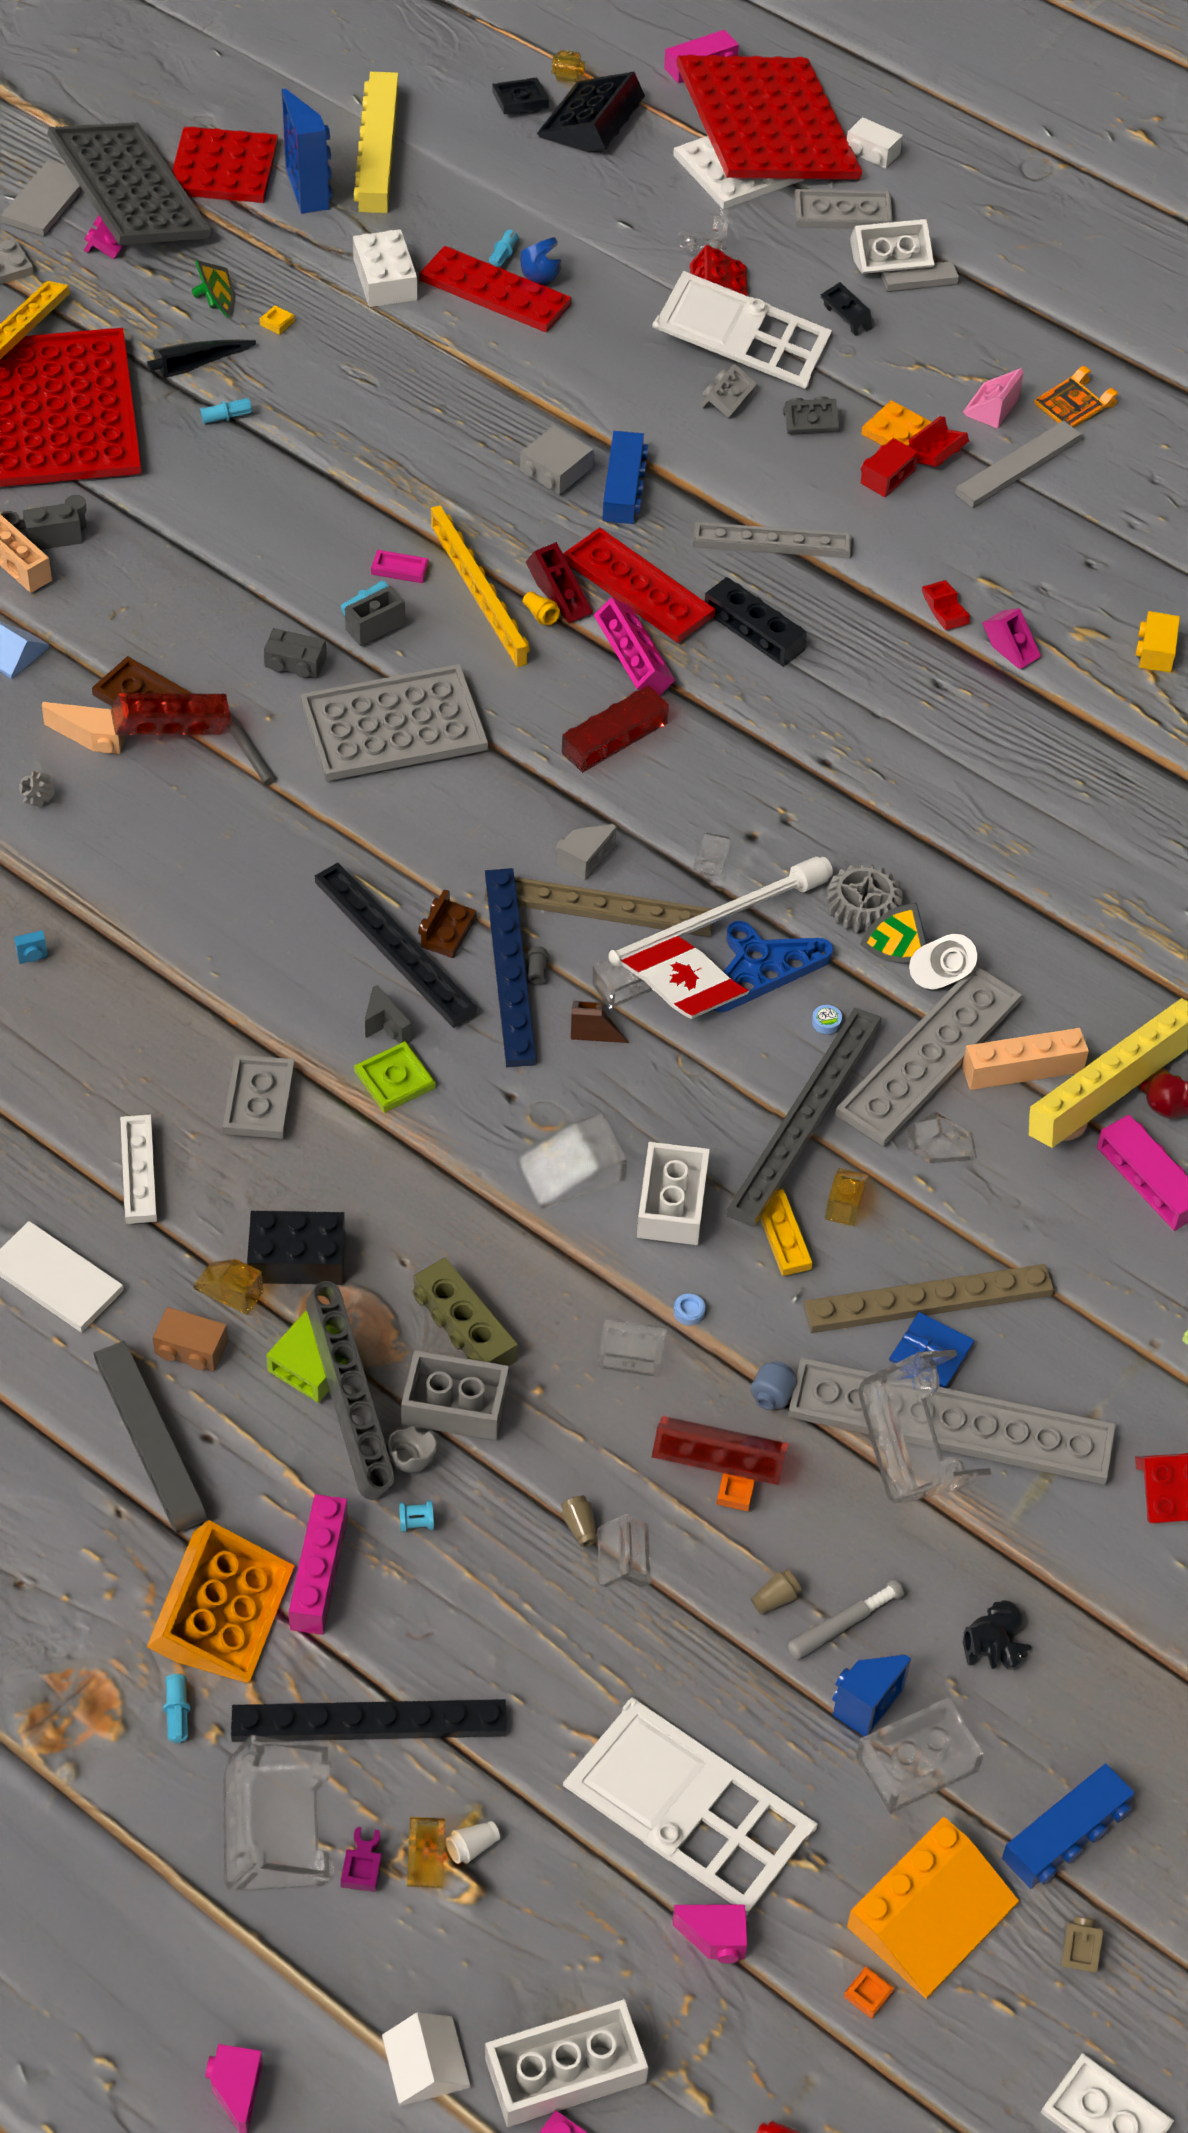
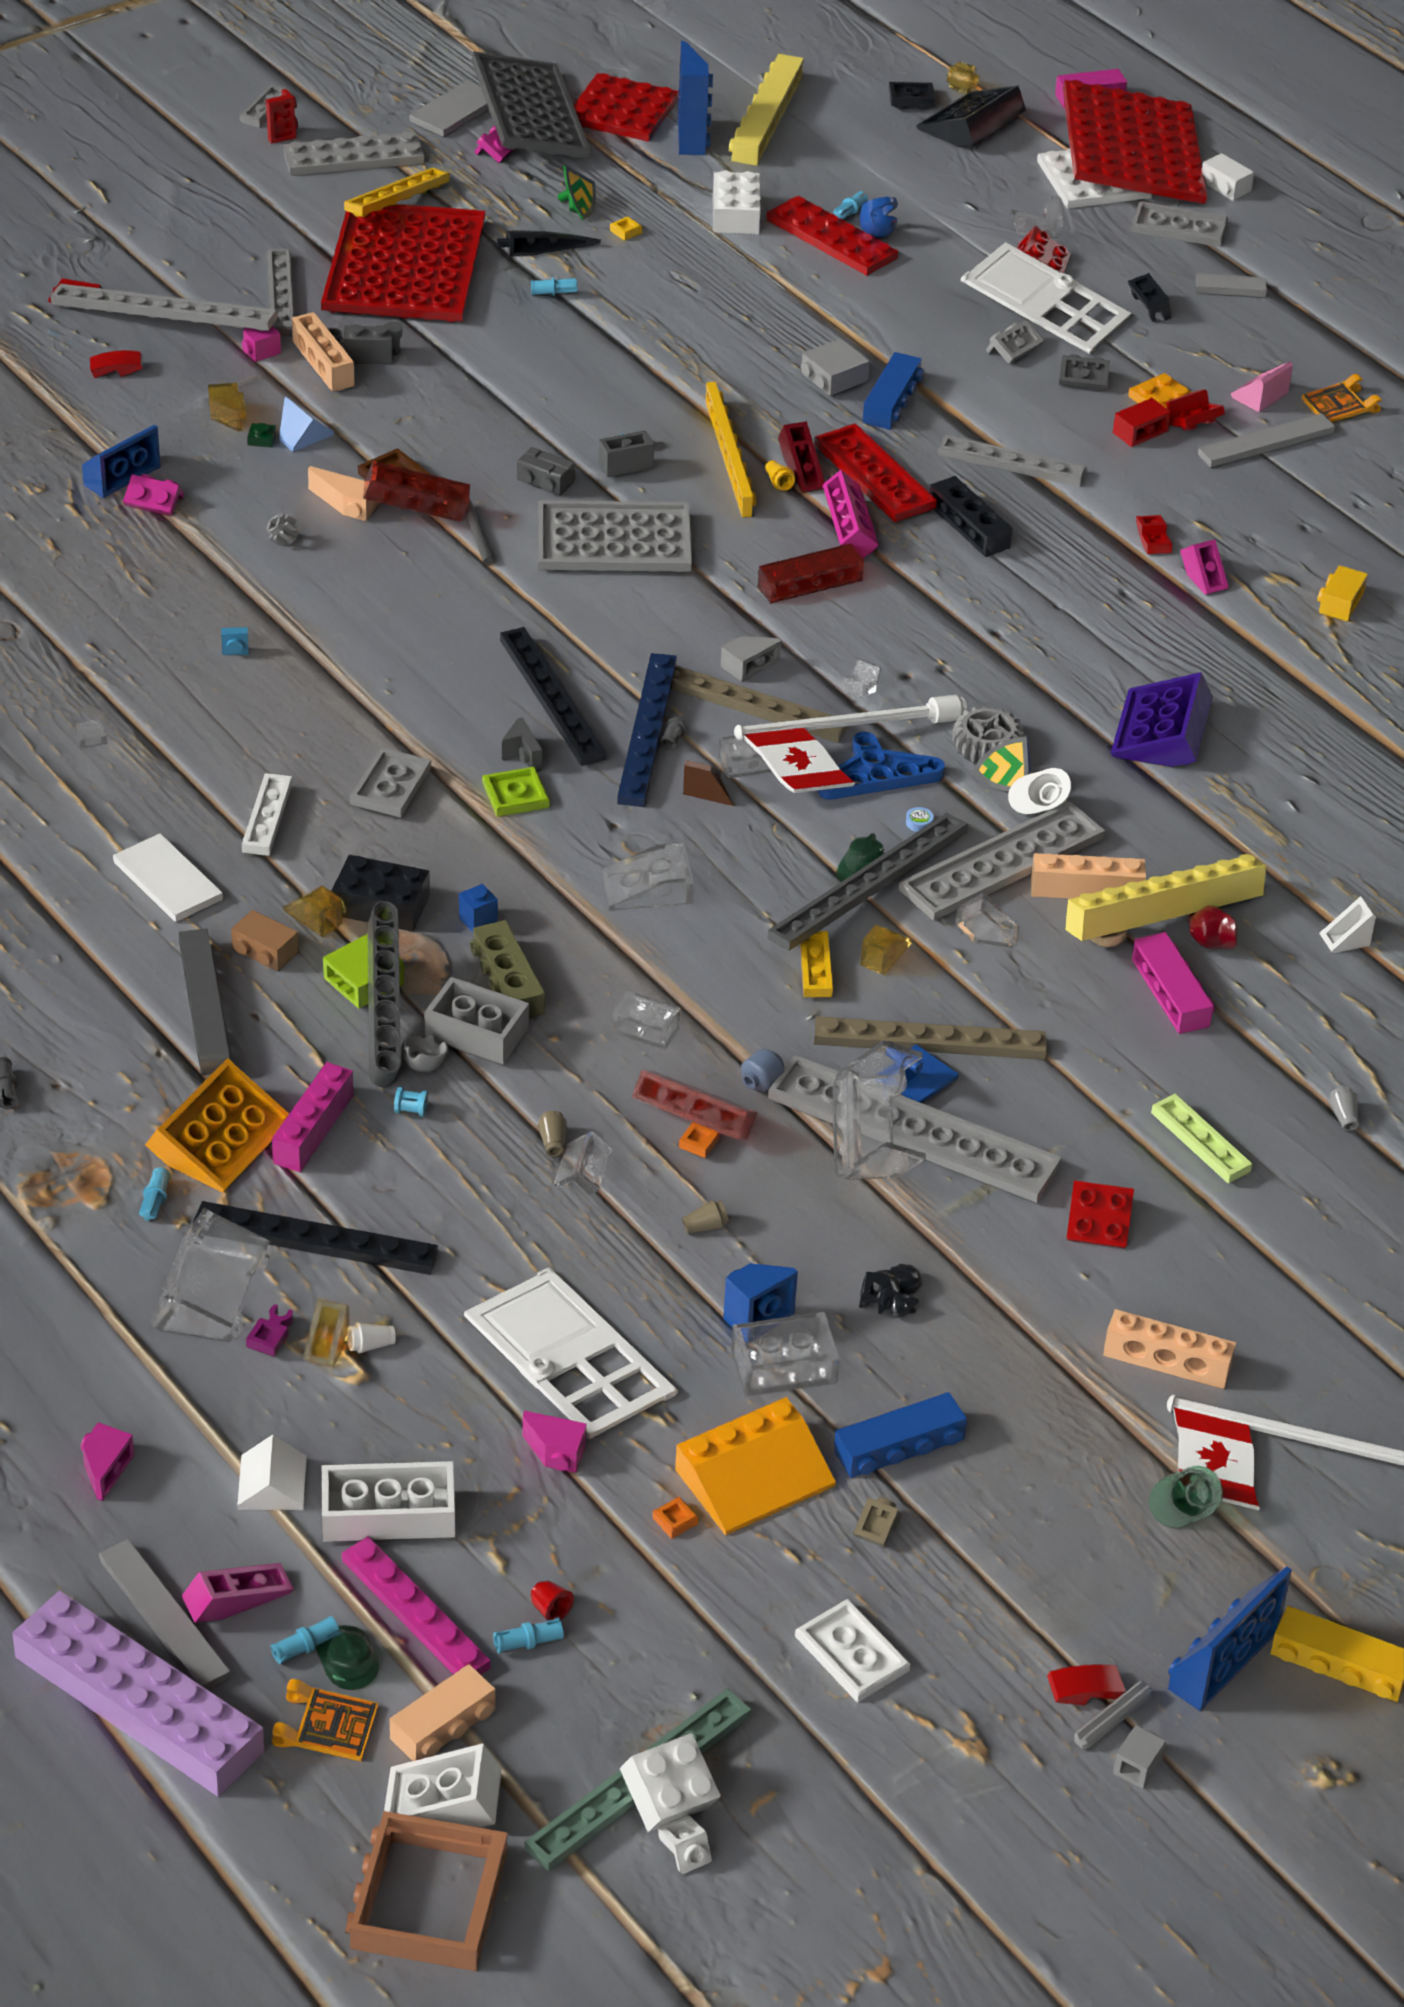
camera: 15 degrees right, 10 degrees down
(399, 566) = (665, 425): dark pink tile -> none
(407, 1244) = (478, 907): none -> blue brick
(446, 925) = (602, 690): reddish brown bracket -> none
(672, 1193) = (726, 914): white brick -> none
(689, 1309) = (710, 1005): light blue tile -> none
(783, 1086) = (859, 854): none -> clear green piece
(830, 1628) = (749, 1253): light grey piece -> none
(892, 246) = (1210, 254): white slope -> none
(1034, 842) = (1164, 721): none -> dark purple slope

